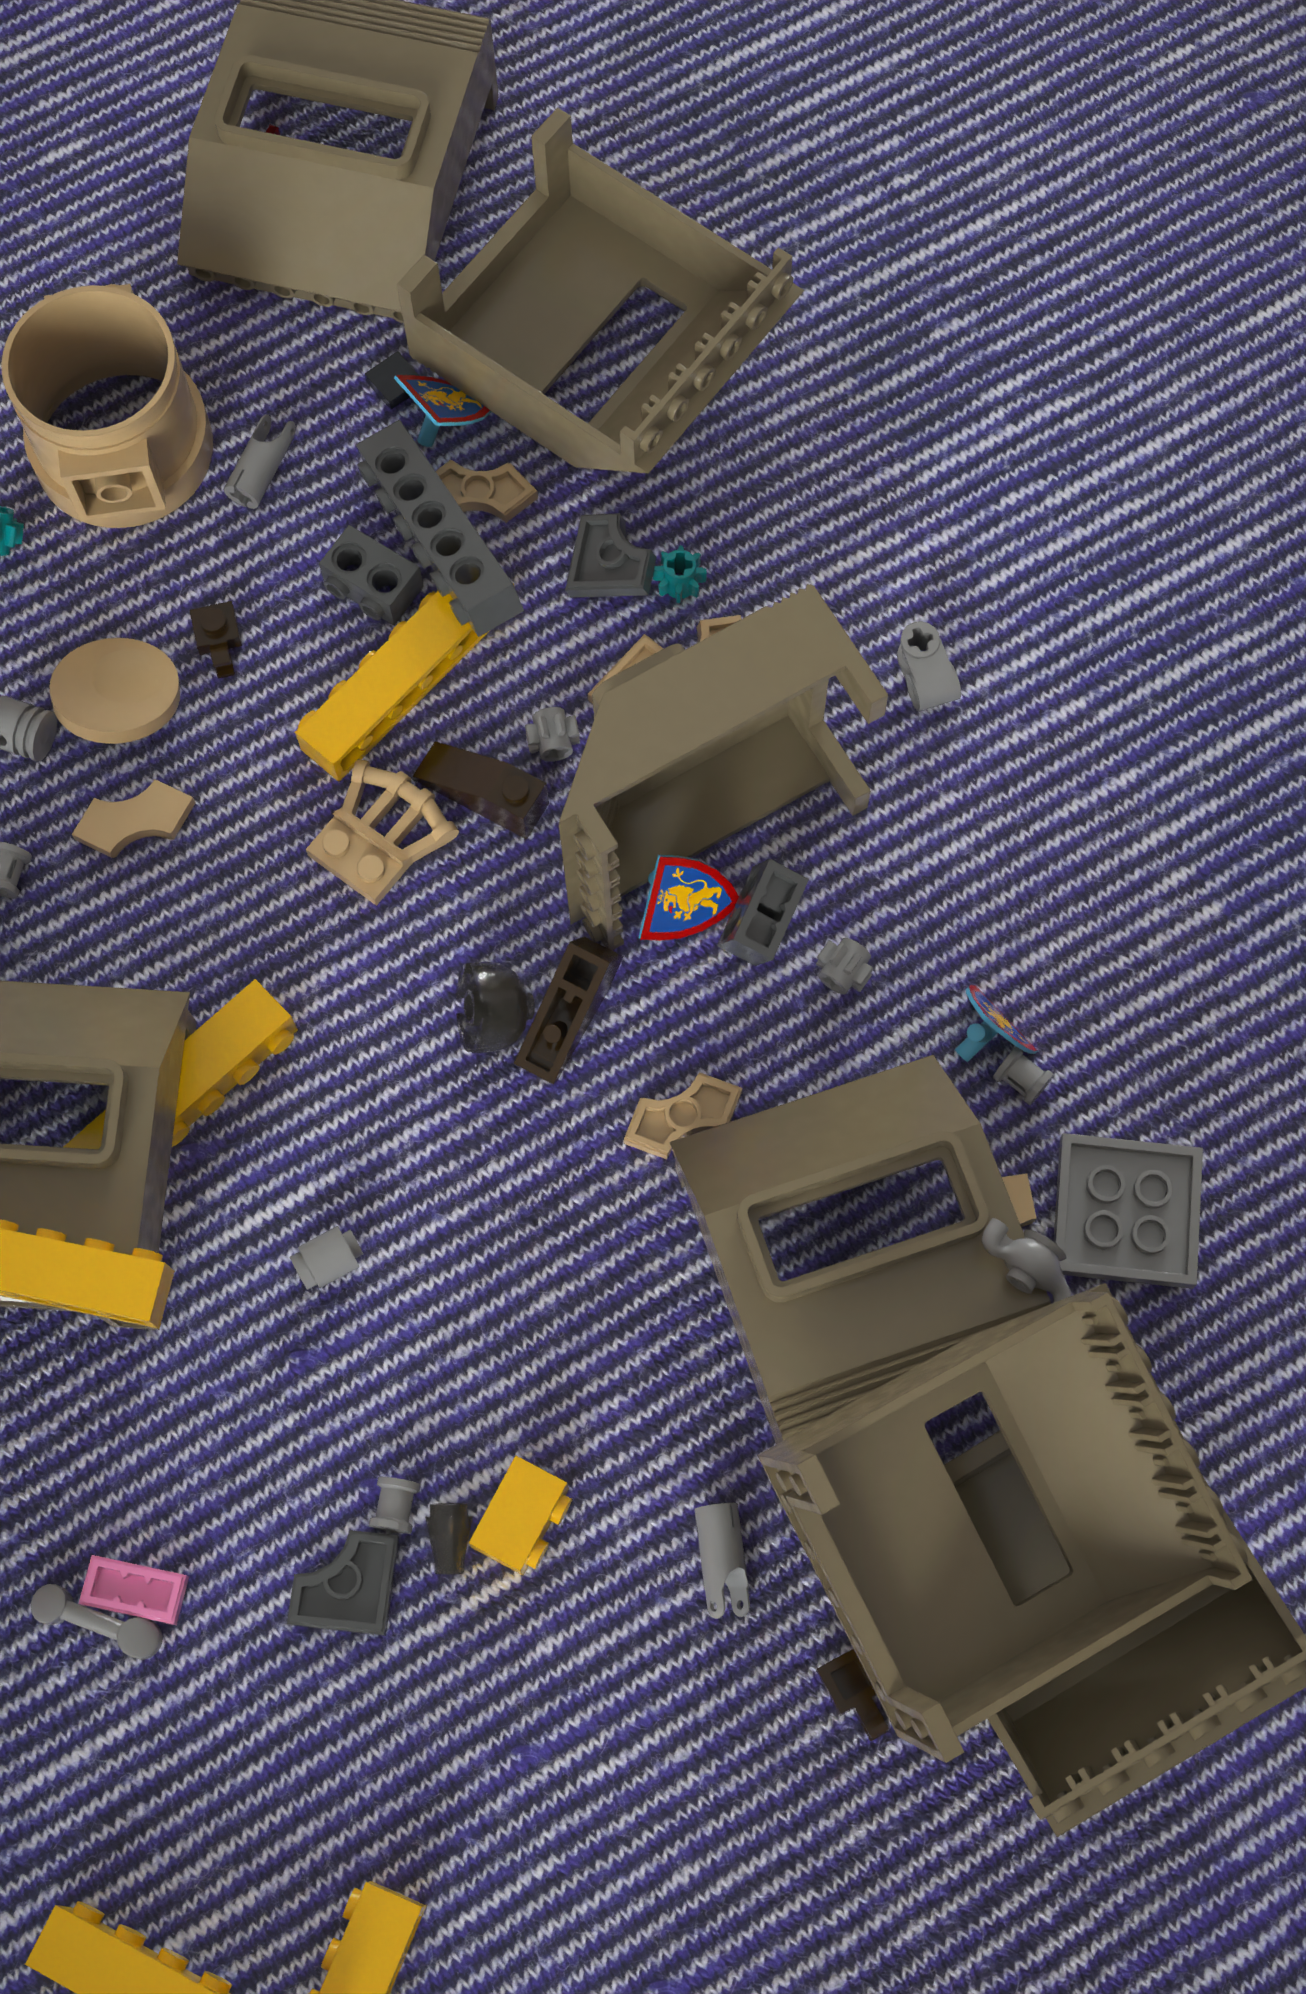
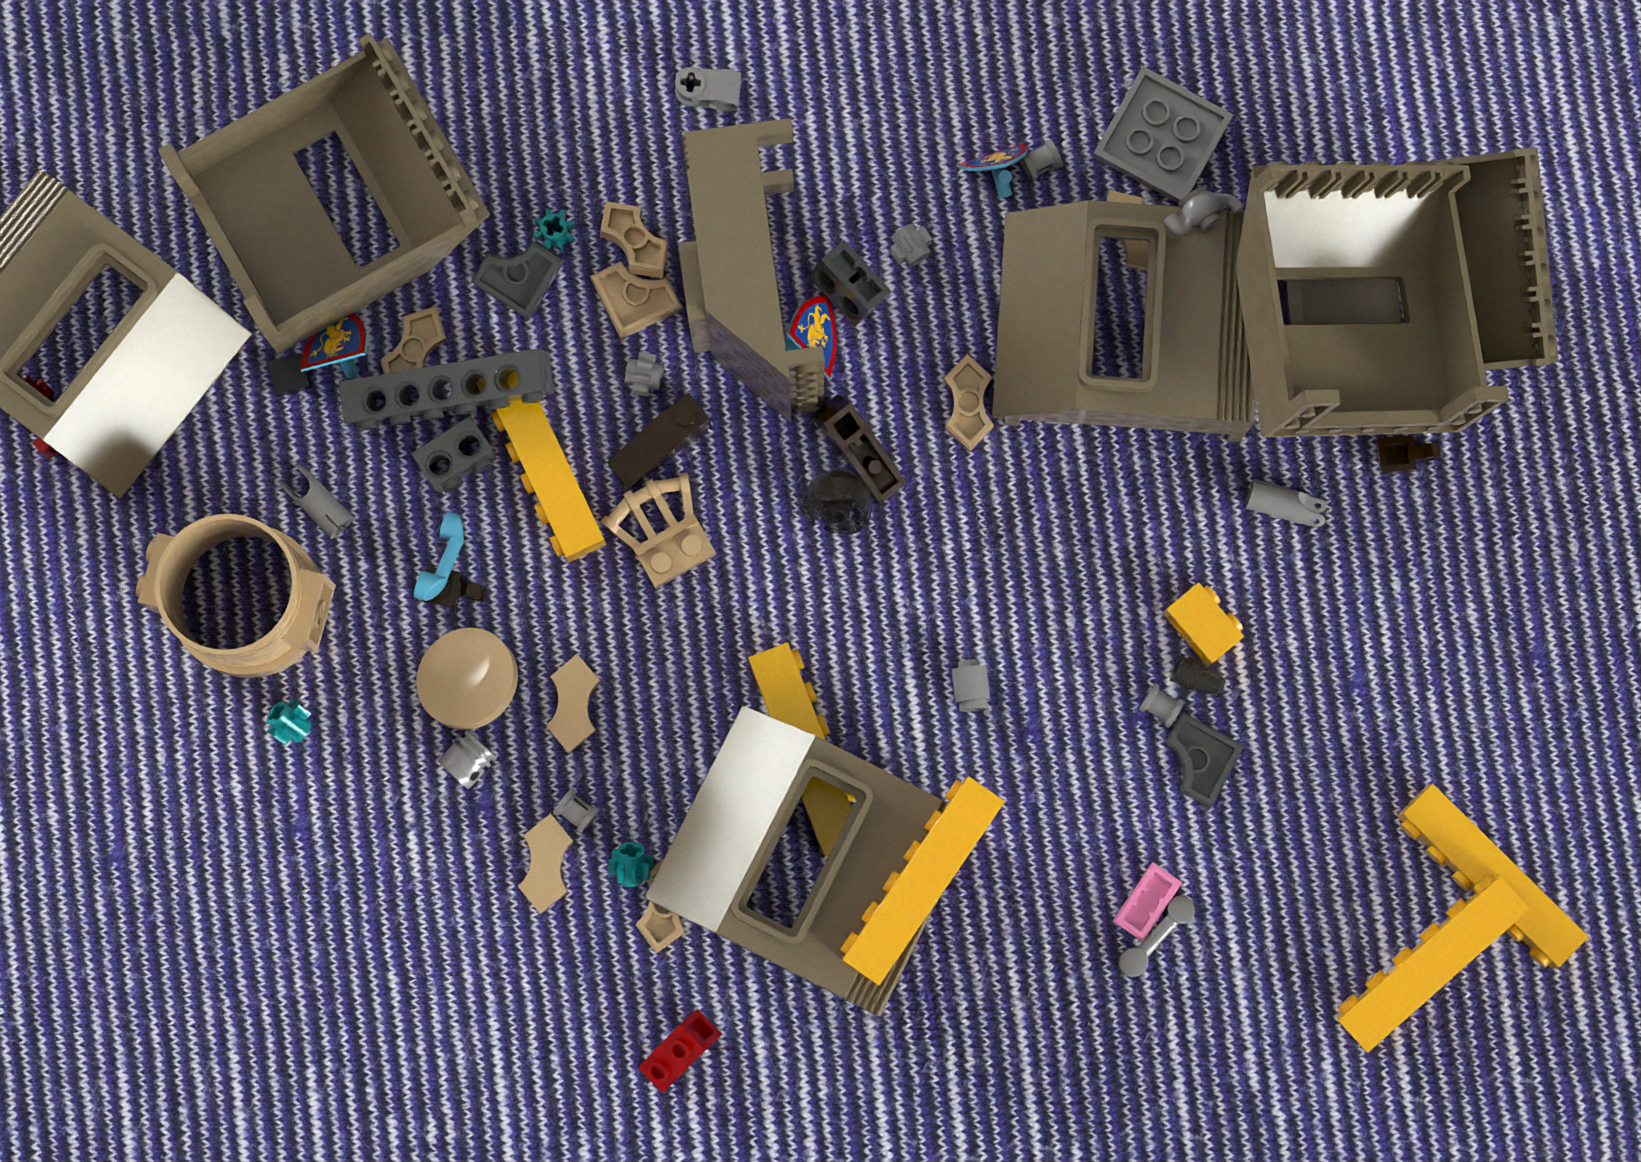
camera: 70 degrees left, 10 degrees up
(203, 604) = (429, 584): none -> medium azure bar

